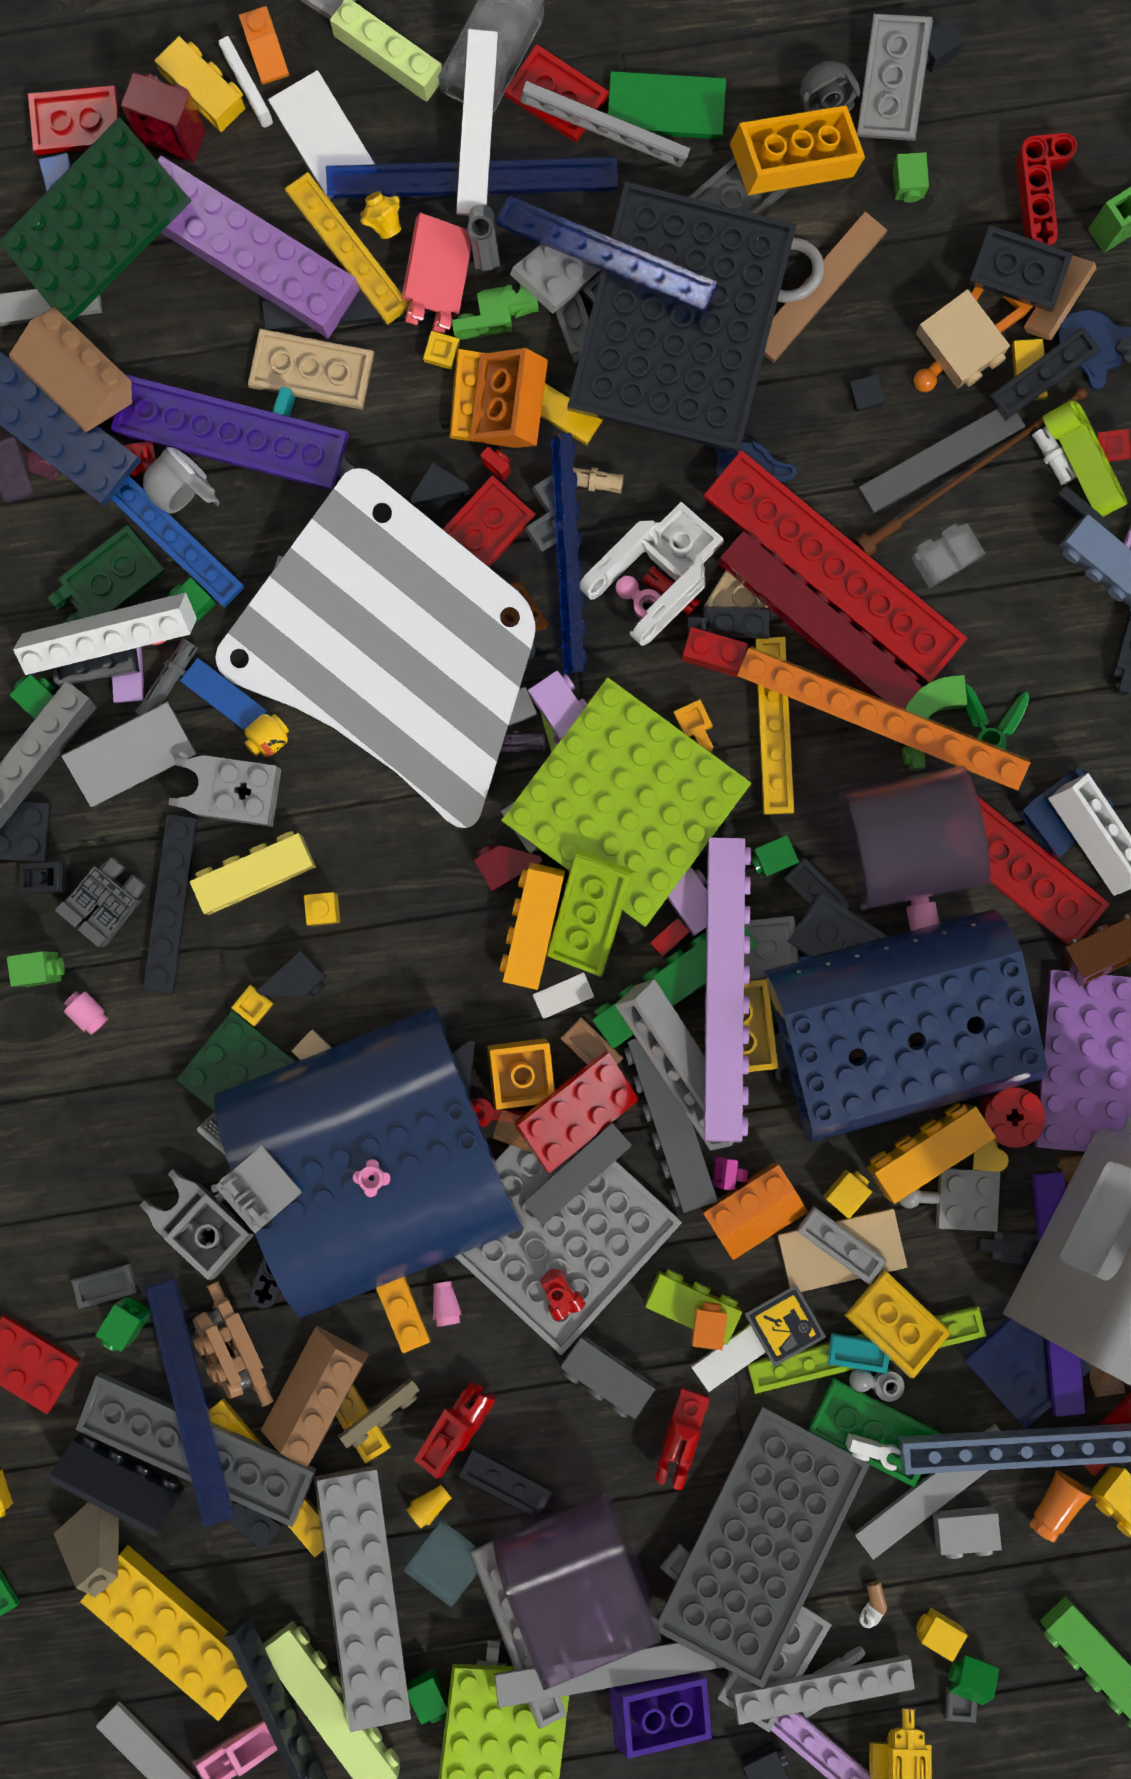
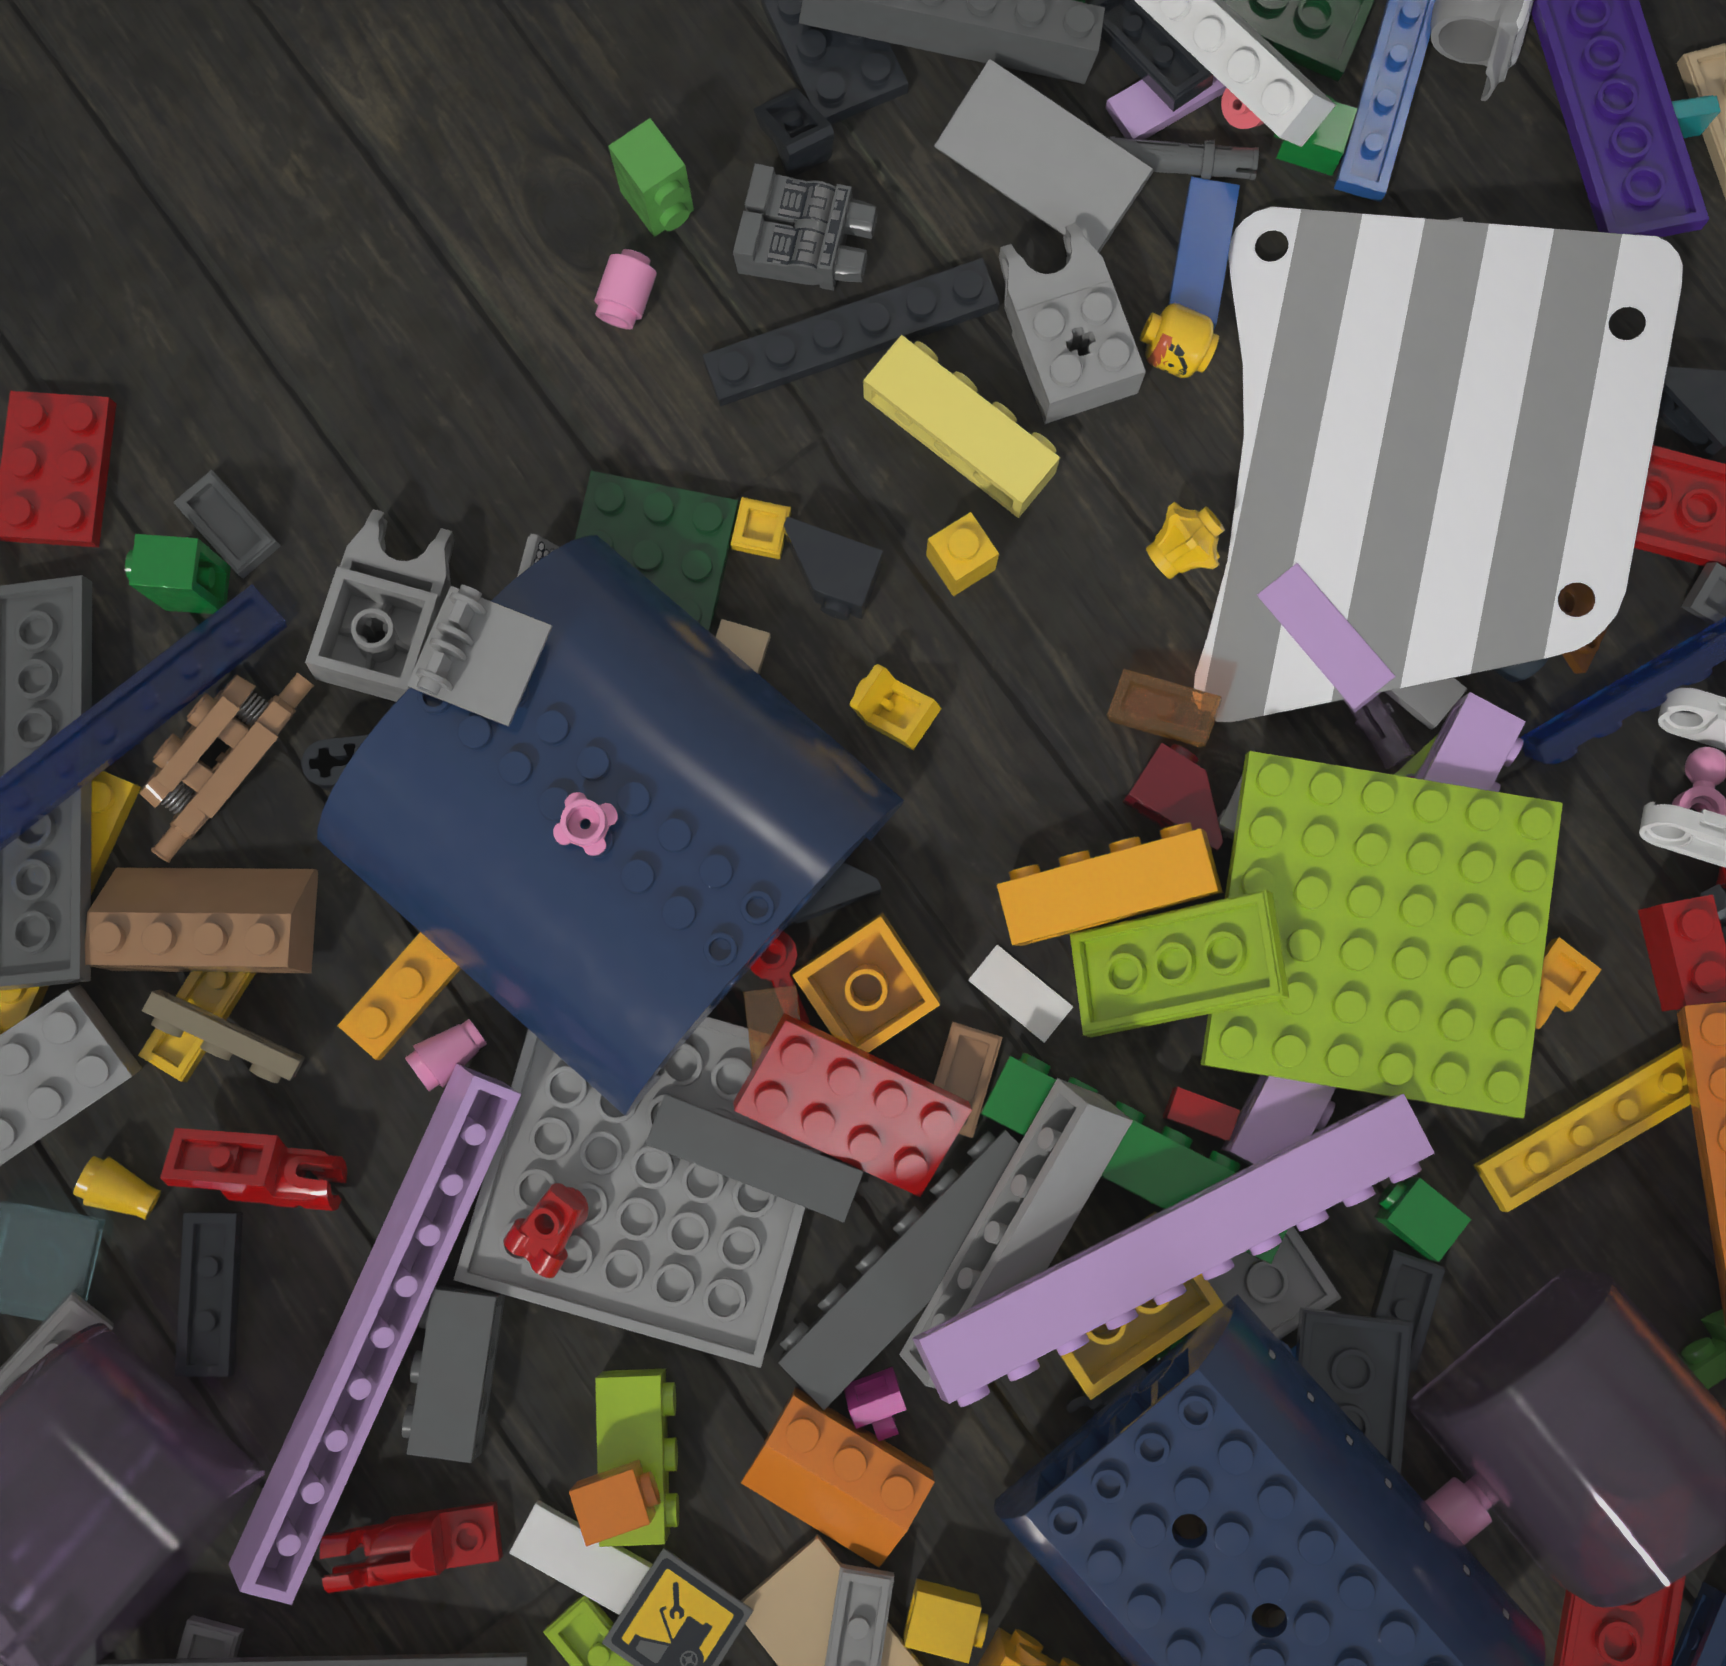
camera: 60 degrees right, 5 degrees down
(375, 789) = (1186, 541): none -> yellow rock
(384, 985) = (893, 707): none -> yellow bracket
(456, 847) = (1164, 708): none -> clear orange plate
(461, 745) = (1326, 637): none -> lavender tile
(566, 1406) = (372, 1336): none -> lavender brick

